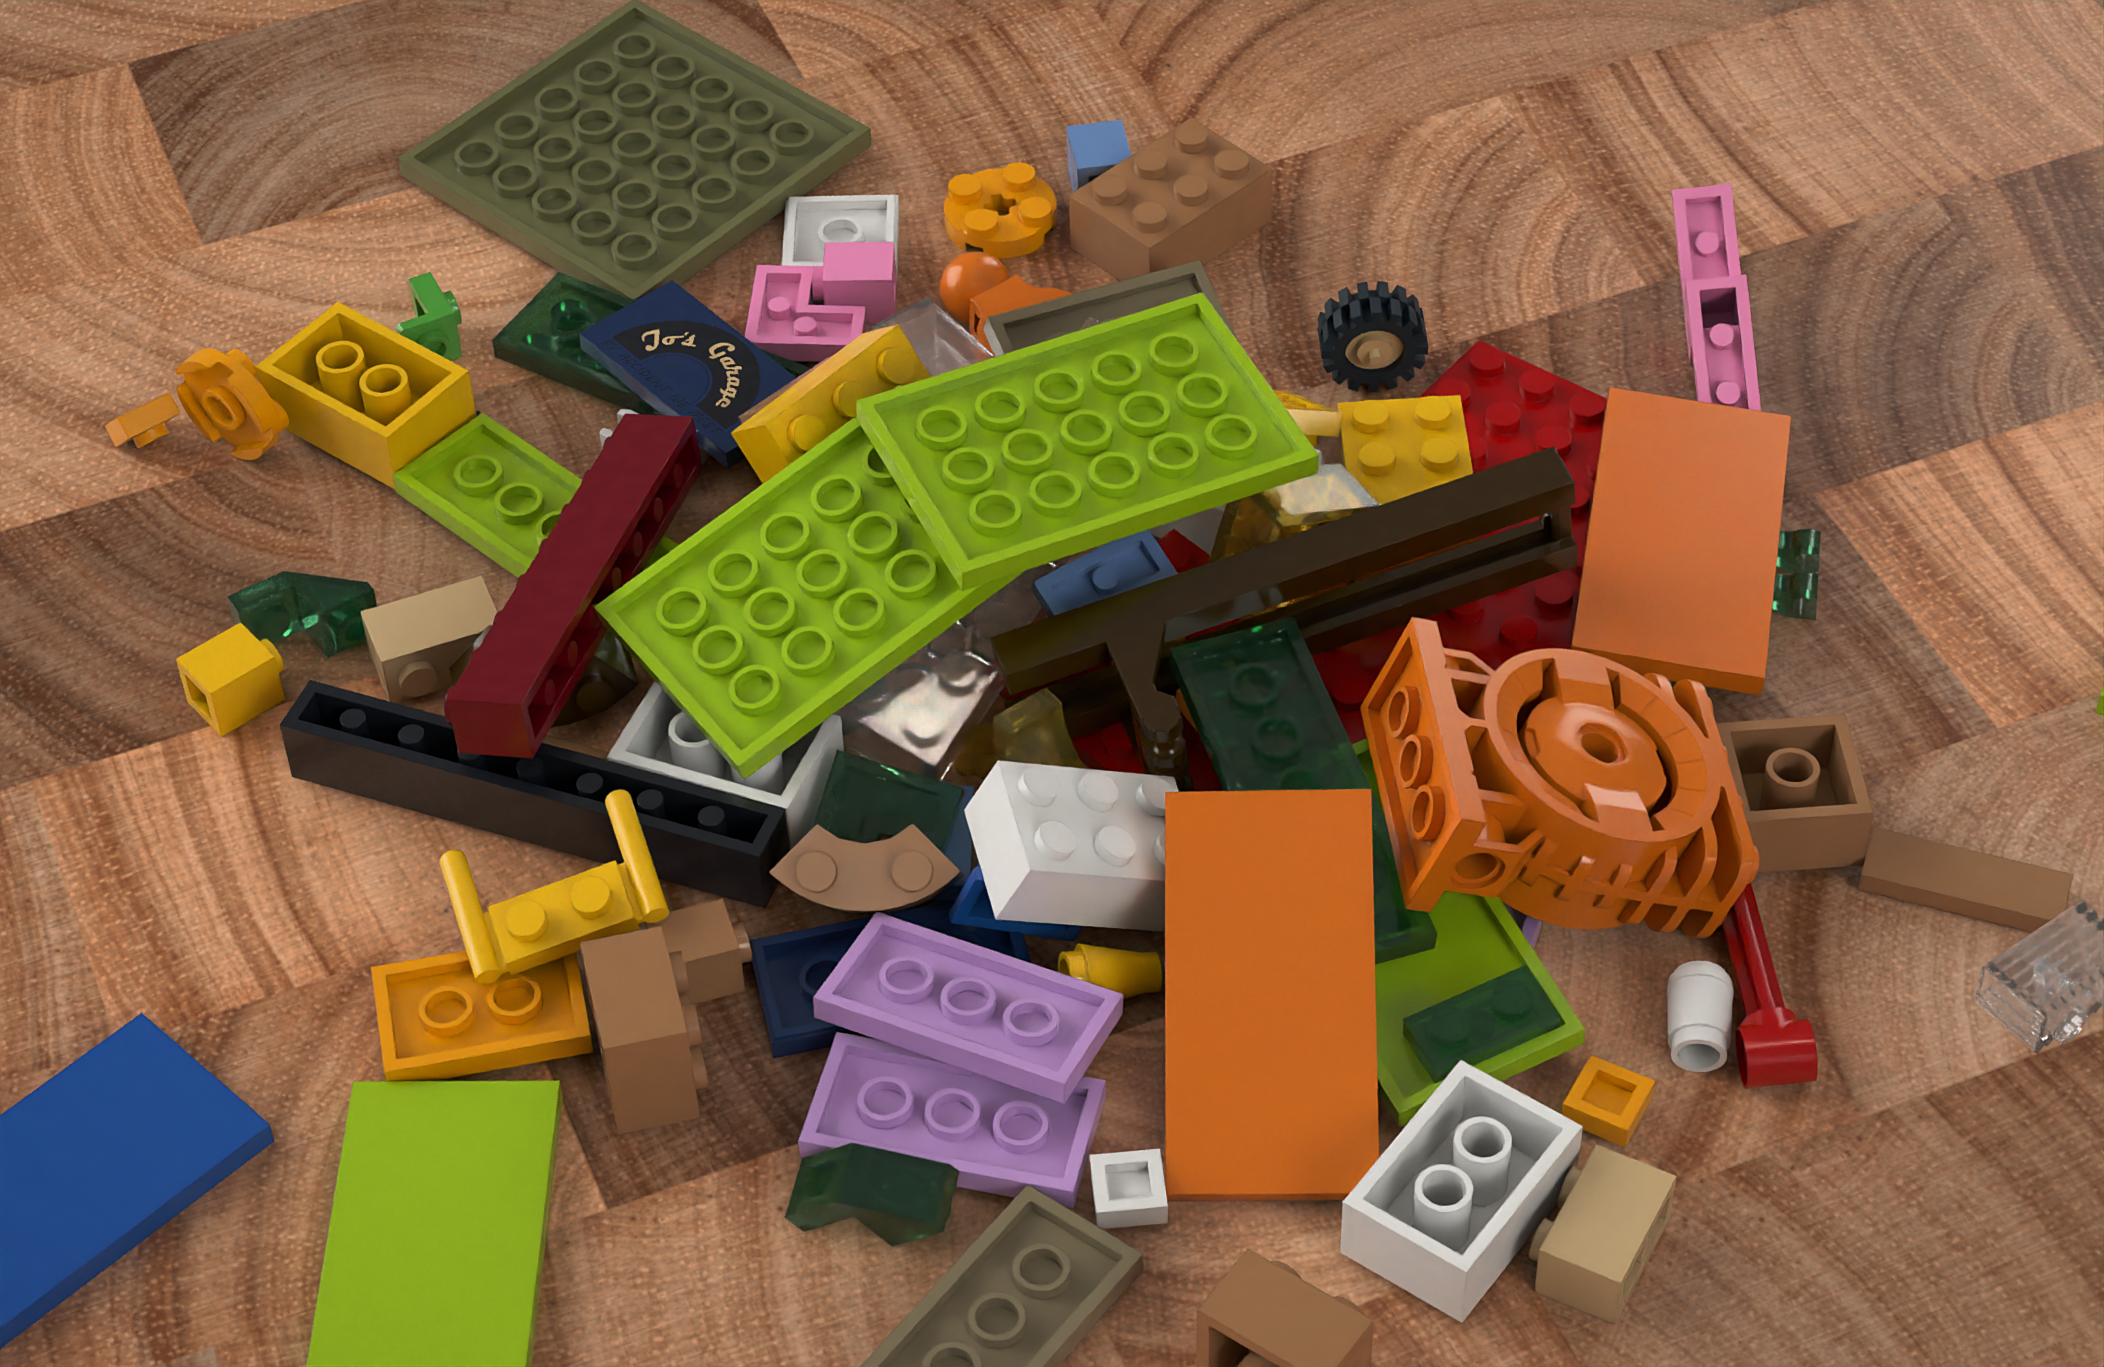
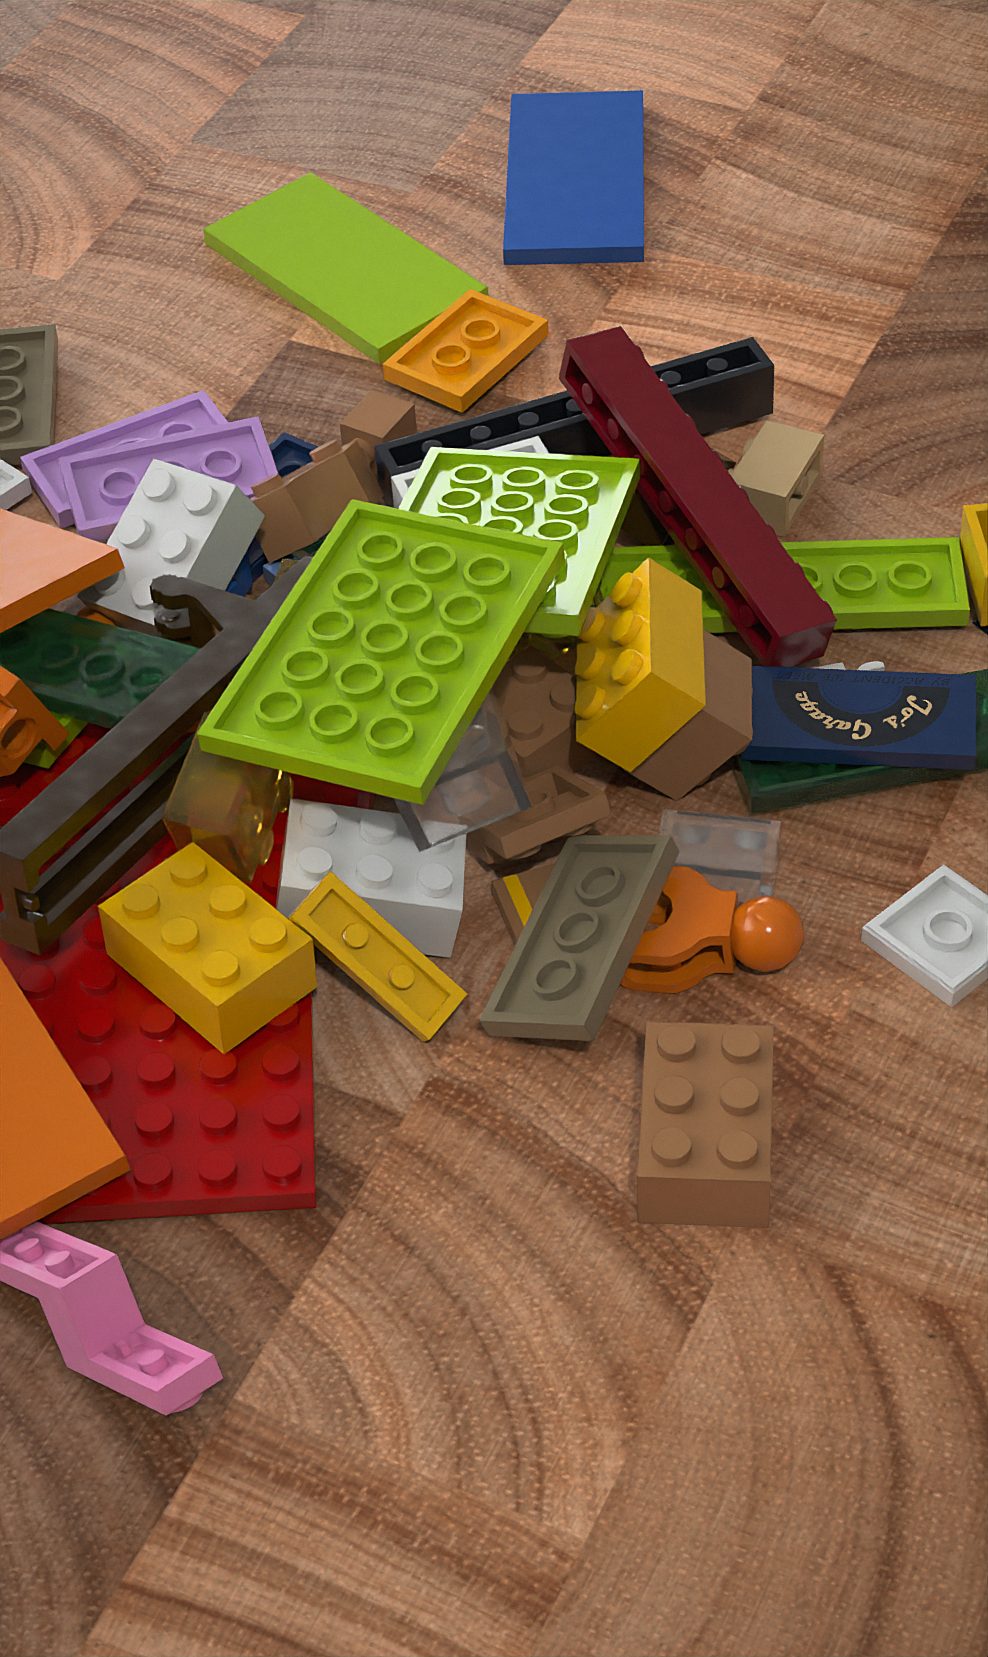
camera: 140 degrees right, 0 degrees up
(232, 678) = (858, 386): yellow brick -> none
(301, 601) = (873, 447): clear green slope -> none
(561, 914) = (465, 364): yellow plate -> none
(644, 1029) = (340, 353): medium nougat brick -> none
(788, 323) = (875, 821): bright pink plate -> none
(858, 277) = (862, 882): bright pink brick -> none
(883, 1189) = (130, 394): clear green slope -> none
(977, 197) = (862, 1017): light orange plate -> none
(1094, 150) = (824, 1131): medium blue brick -> none
(1372, 336) = (385, 1090): black wheel -> none

